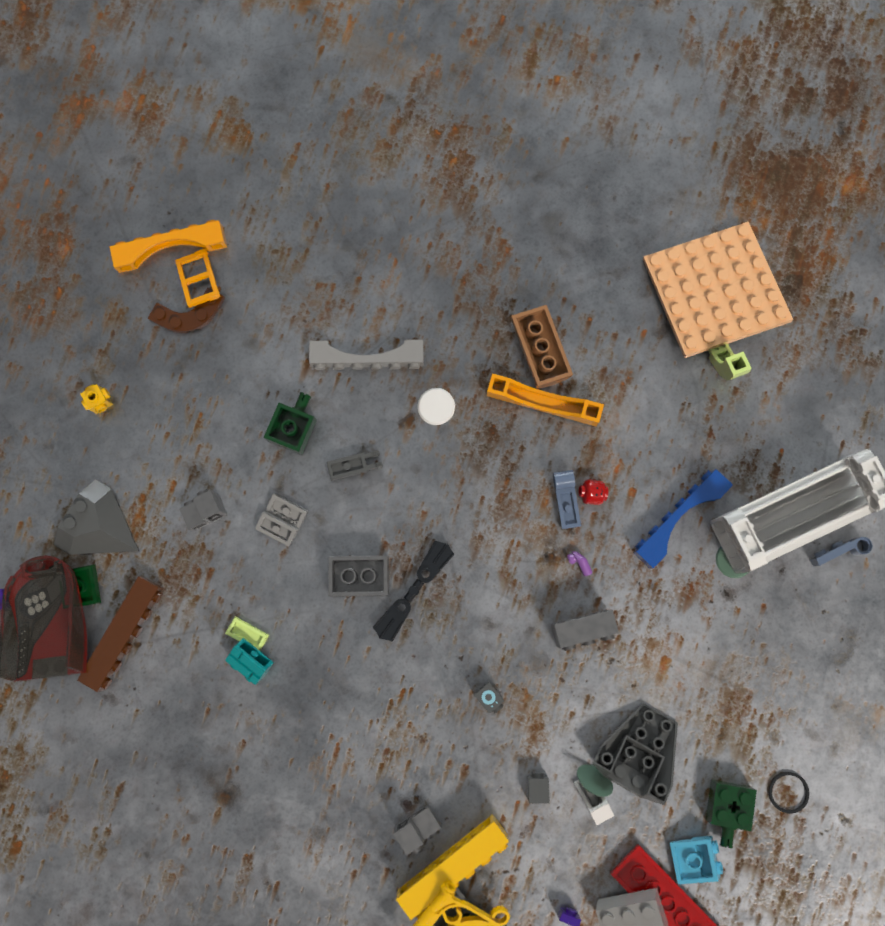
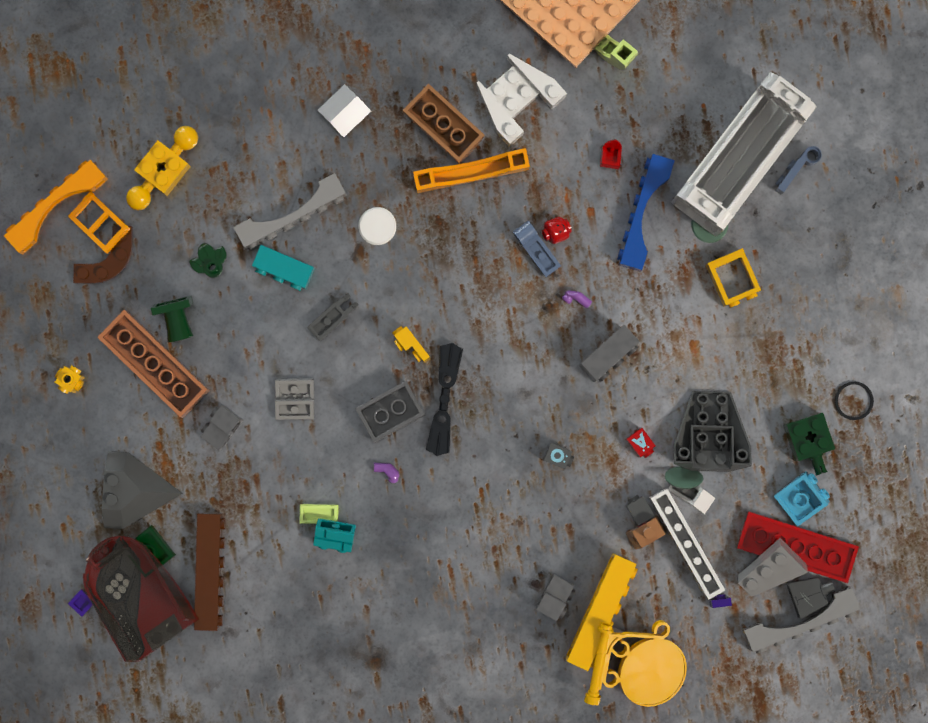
camera: 35 degrees left, 5 degrees up
(175, 423) = (153, 363): none -> nougat brick
(216, 392) = (175, 317): none -> dark green plant
(272, 249) = (165, 181): none -> yellow brick
(274, 357) = (208, 257): none -> dark green plate
(286, 417) = (249, 306): dark green brick -> none
(330, 628) = (391, 472): none -> medium lavender arm
(333, 399) = (283, 268): none -> teal brick
(407, 521) = (406, 341): none -> yellow plate
(460, 292) = (344, 111): none -> slope
(533, 815) = (646, 533): none -> medium nougat torso
(566, 846) = (686, 544): none -> white brick
(571, 726) = (641, 443): none -> red brick
(617, 353) = (514, 93): none -> white wedge
(677, 450) = (611, 154): none -> red plate
(716, 619) = (711, 267): none -> yellow window

